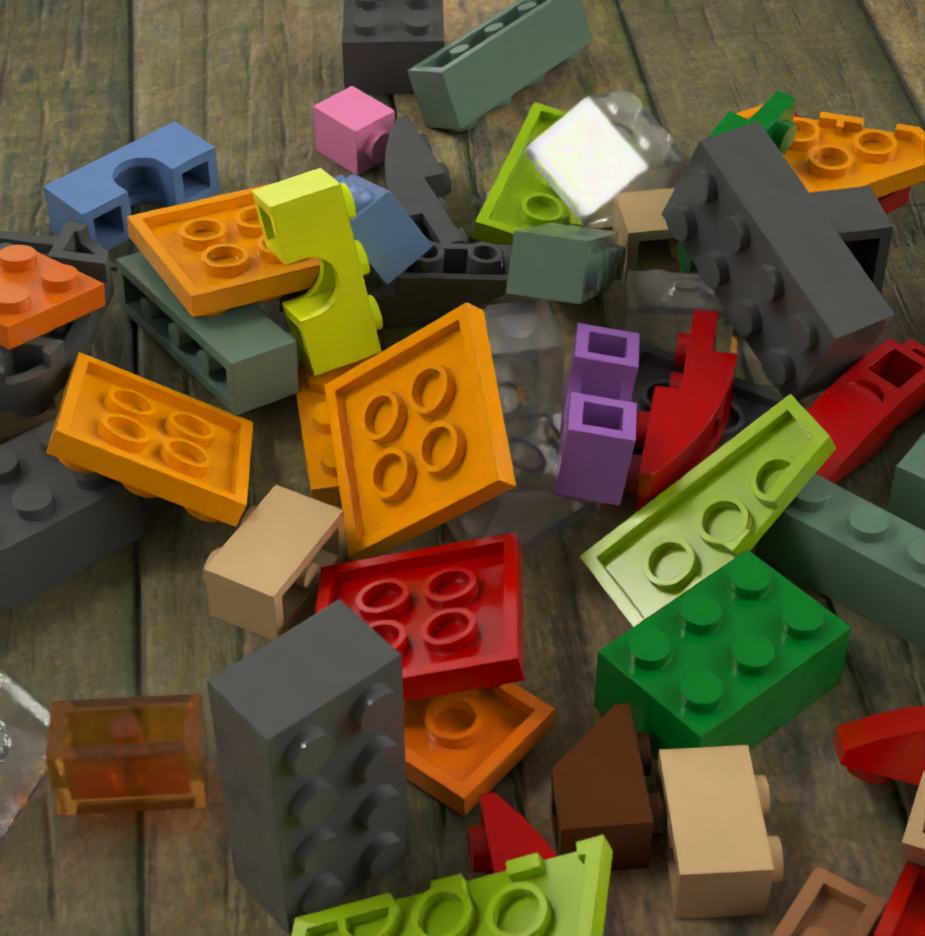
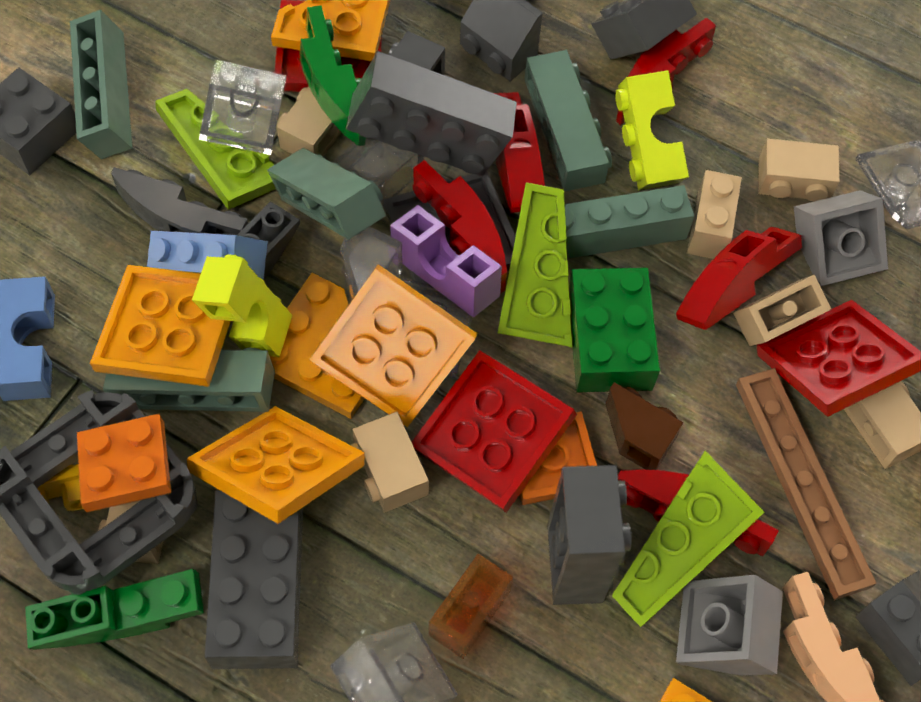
camera: 55 degrees left, 20 degrees up
(353, 129) = (85, 197): bright pink brick -> none
(716, 832) = (694, 399): tan brick -> none

